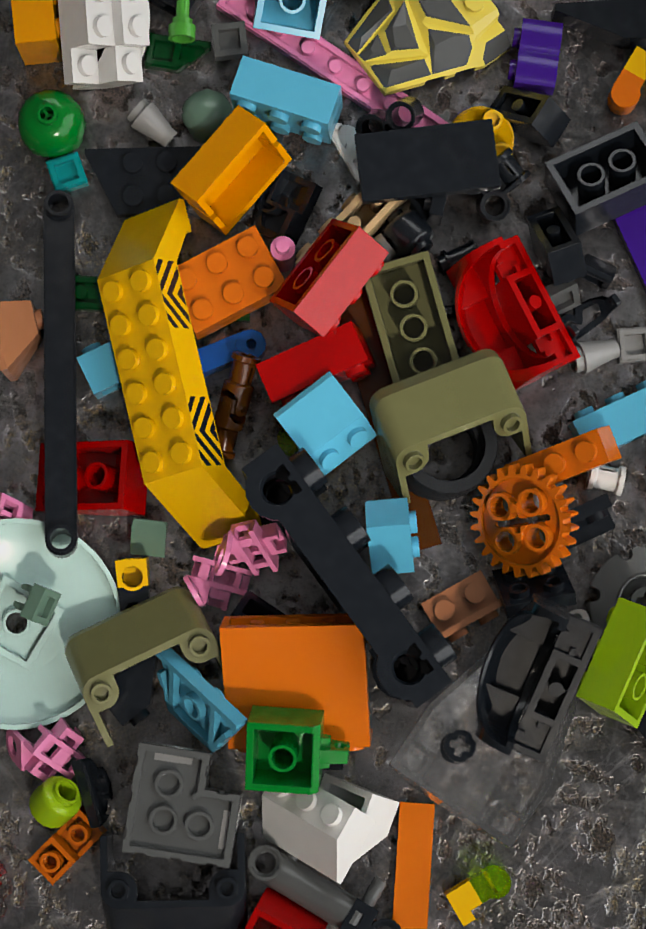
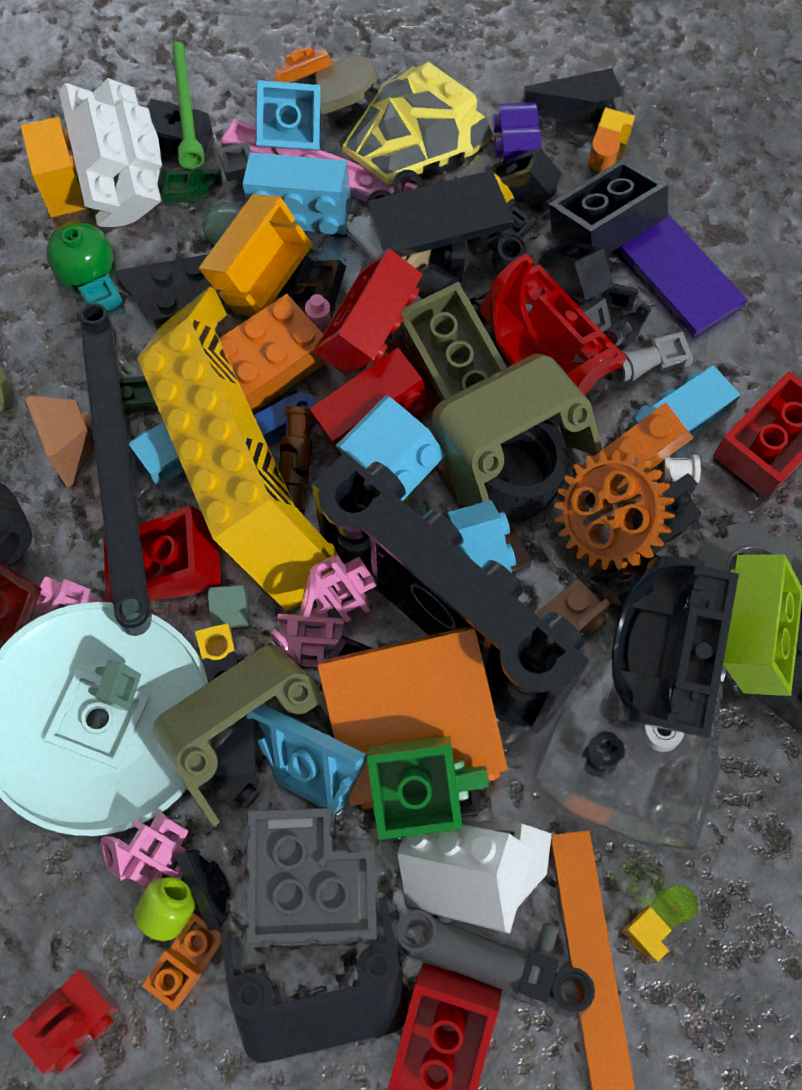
camera: 10 degrees left, 15 degrees down
(150, 122) = (174, 239): light grey cone -> none

